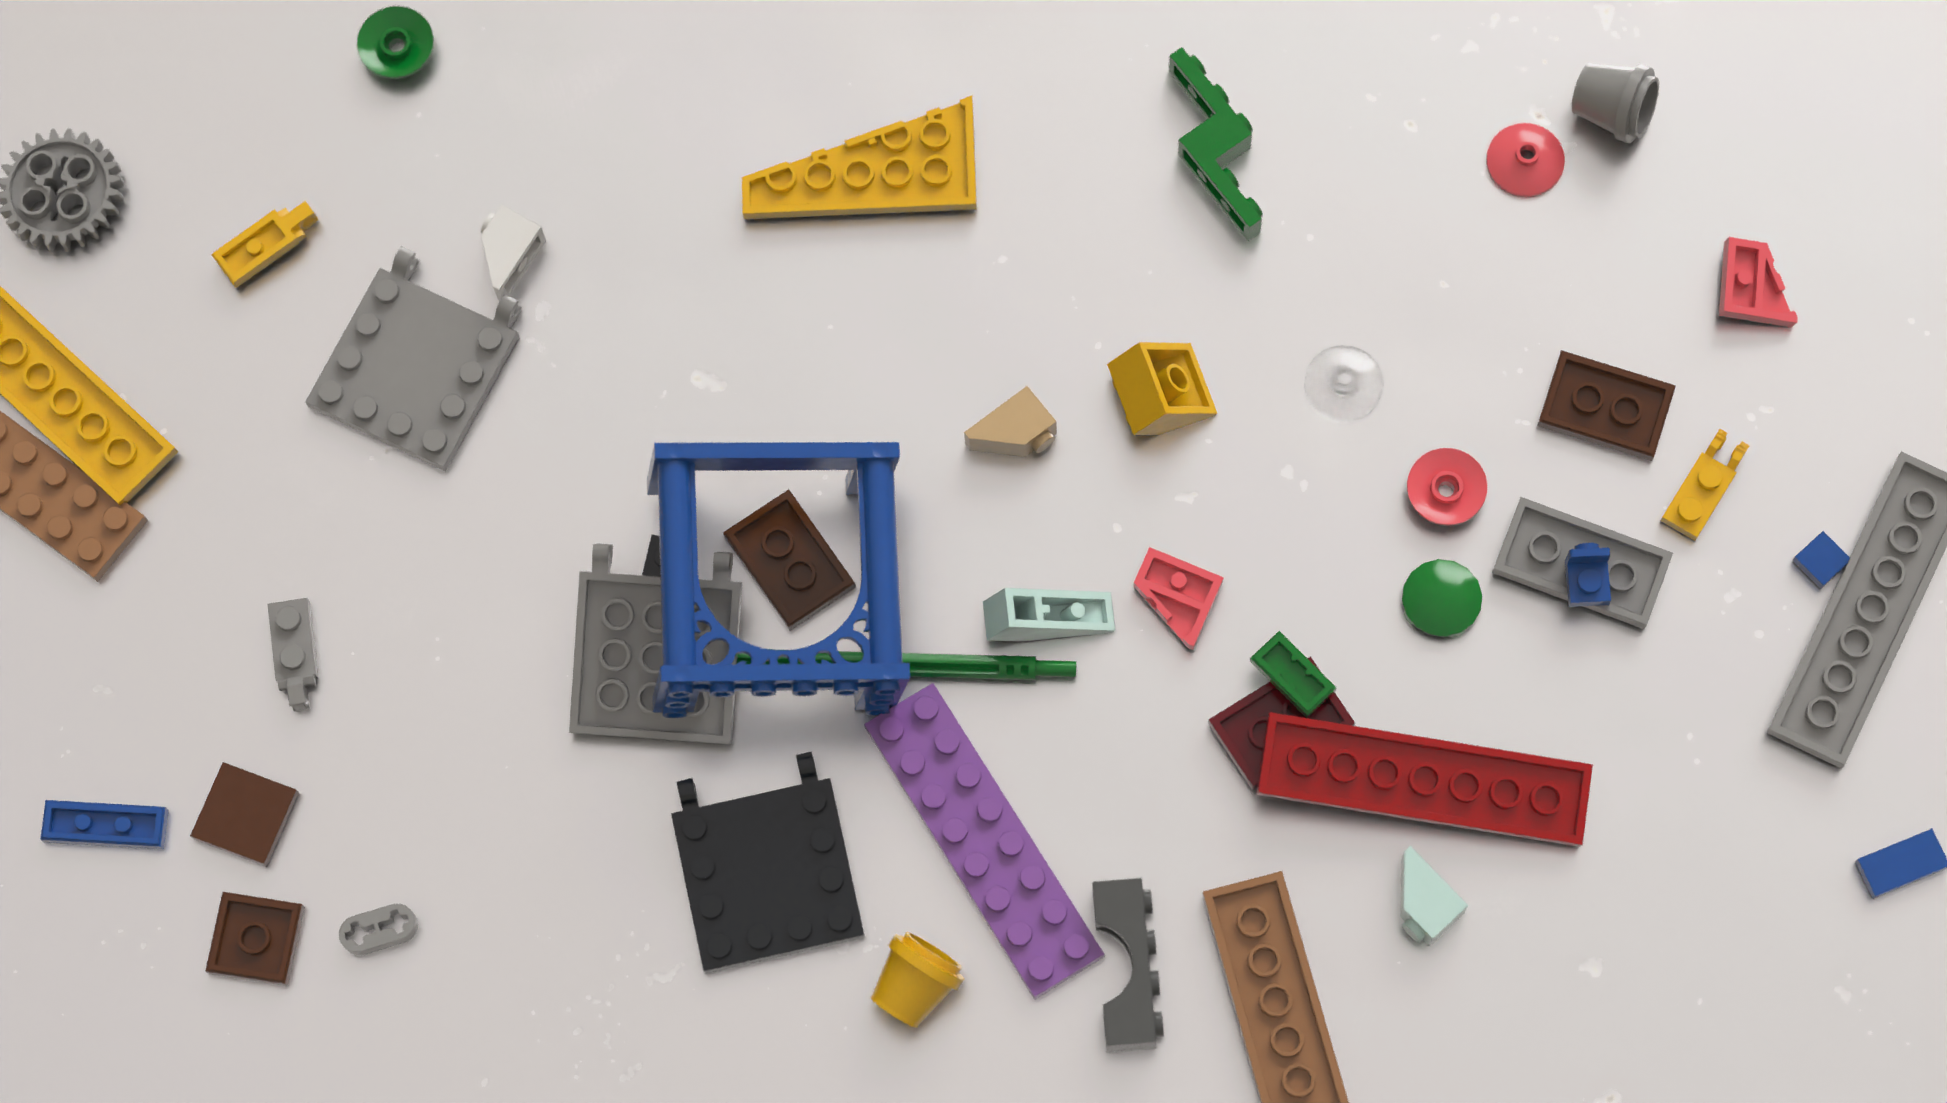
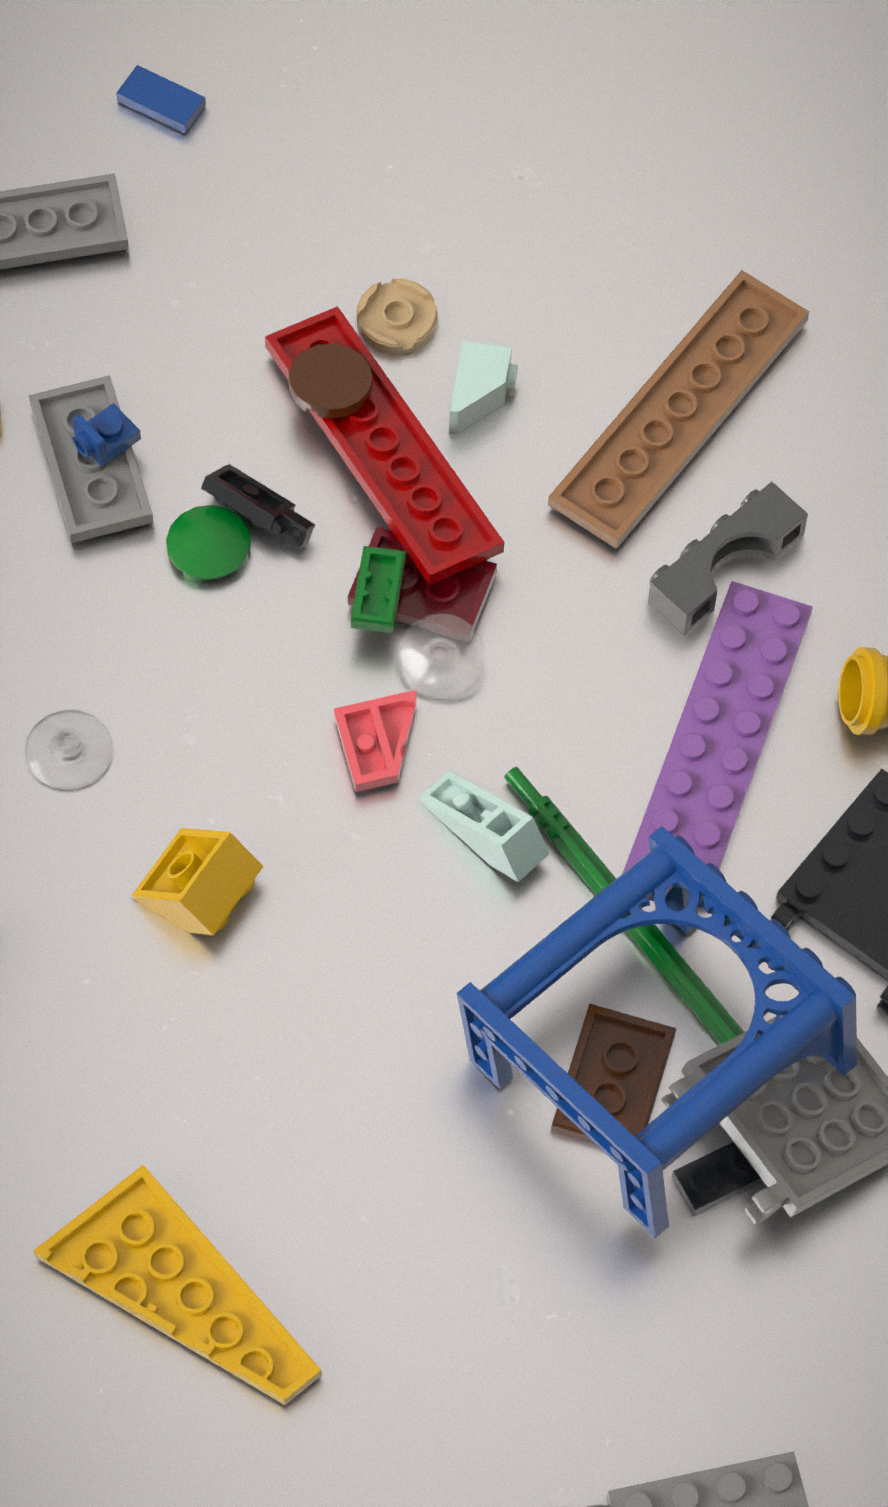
camera: 135 degrees left, 10 degrees down
(1014, 427) = (335, 974): tan slope -> none
(1212, 702) = (454, 674): none -> clear dish
(1446, 653) = (259, 504): none -> black hinge
(1452, 469) = (102, 581): coral dish -> none
(1506, 775) = (330, 380): none -> reddish brown tile
(1544, 892) = (397, 316): none -> tan tile

